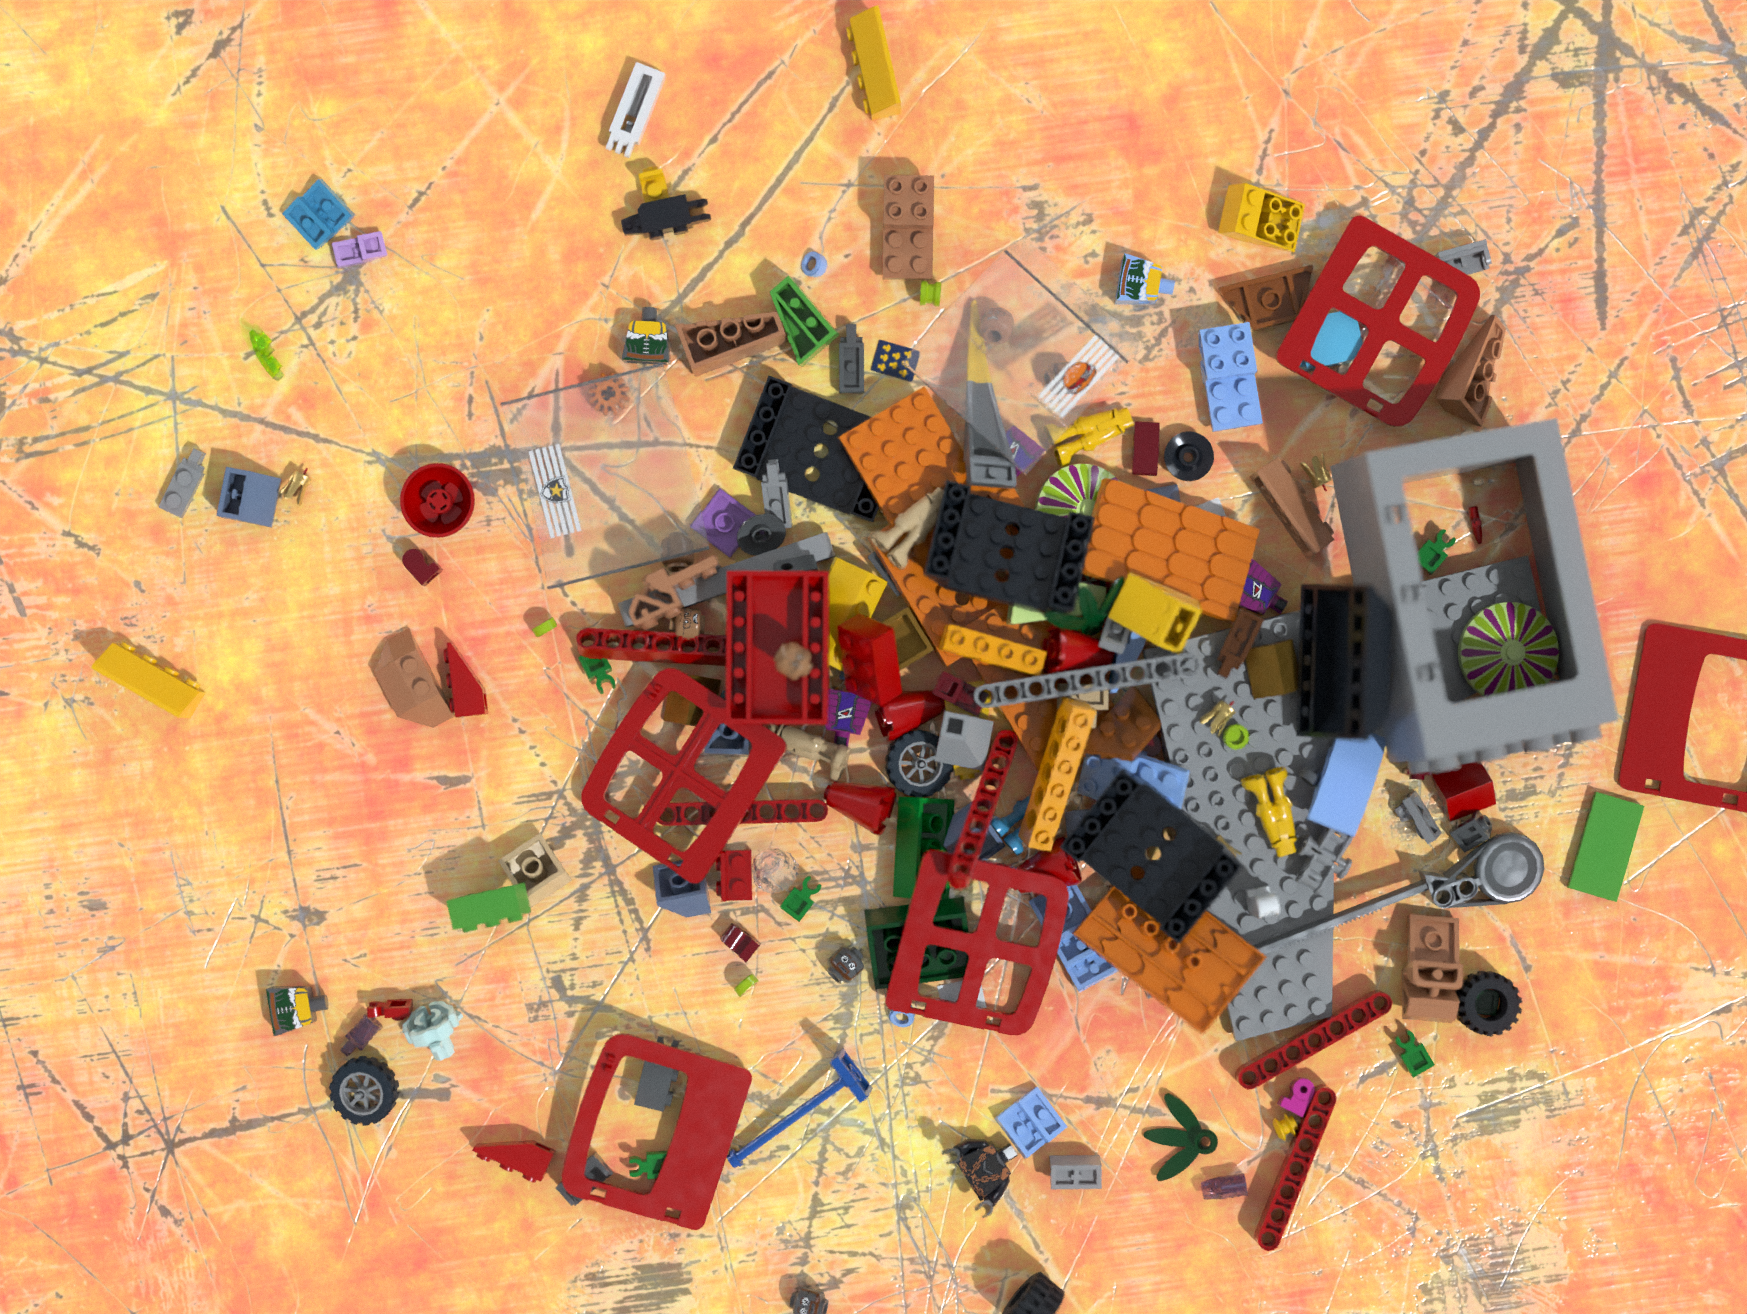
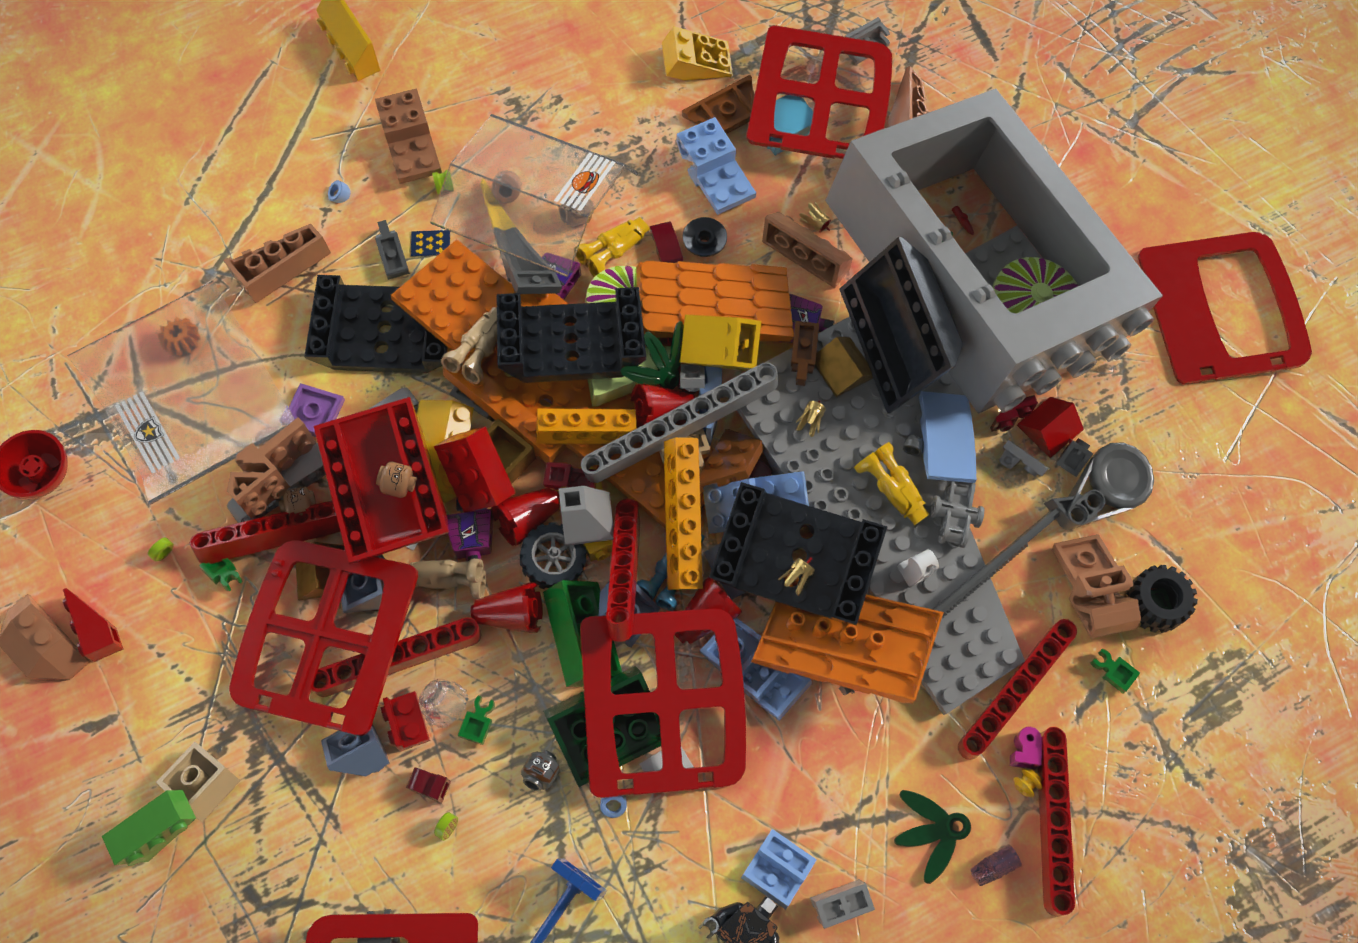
camera: 25 degrees left, 20 degrees down
(416, 563) = (28, 534): dark red leg -> none
(637, 102) = (154, 117): white hinge -> none
(647, 340) = (202, 274): torso -> none
(653, 184) = (183, 171): yellow bracket -> none
(664, 217) = (198, 189): black hinge -> none
(761, 534) = (354, 394): dark grey dish -> none
(776, 493) = (352, 372): light grey hinge -> none
(802, 320) = (341, 230): bright green wedge -> none
(1141, 282) = (616, 125): torso -> none
(1145, 872) = (800, 567): none -> pearl gold piece
(1235, 736) = (833, 432): lime tile -> none
(1605, 846) = (1194, 434): bright green tile -> none

